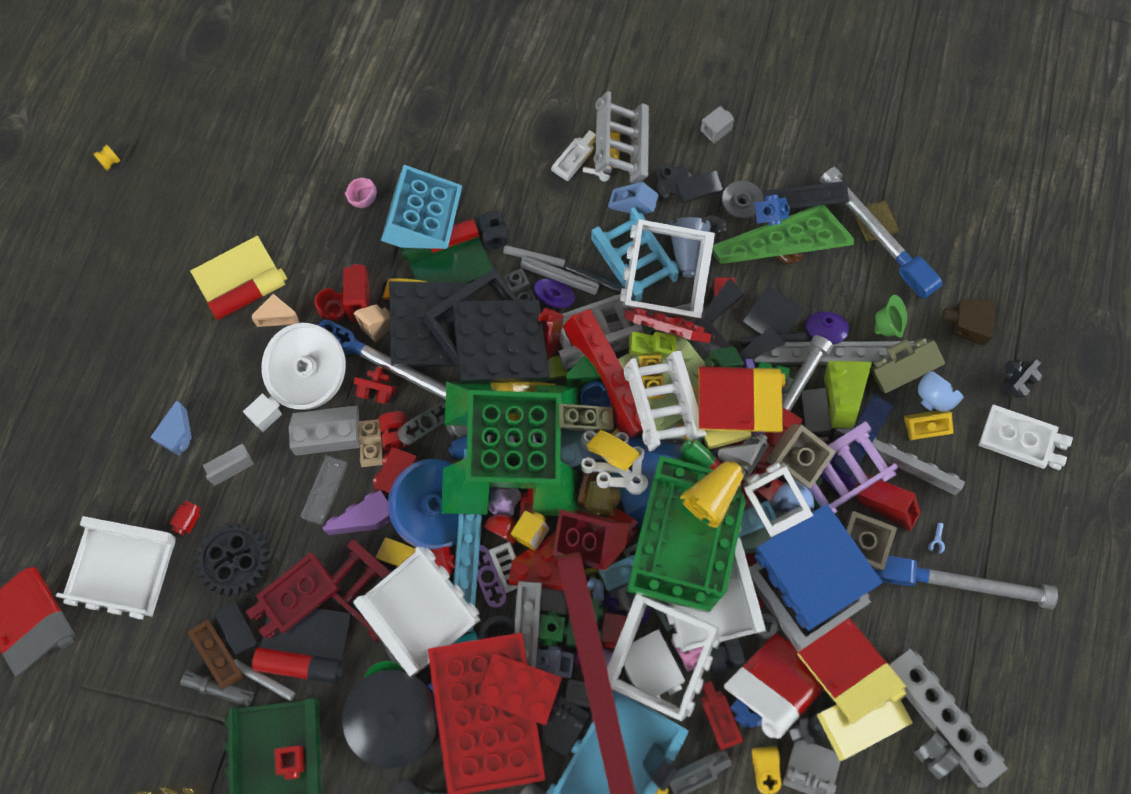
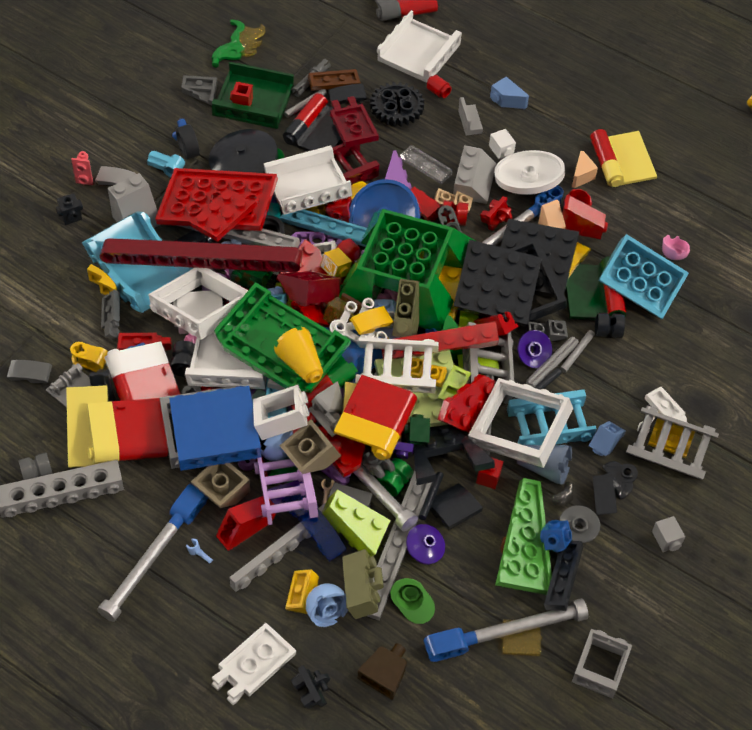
camera: 105 degrees right, 15 degrees down
(659, 767) = (125, 282): black slope -> none
(873, 131) = (595, 681): none -> light grey window

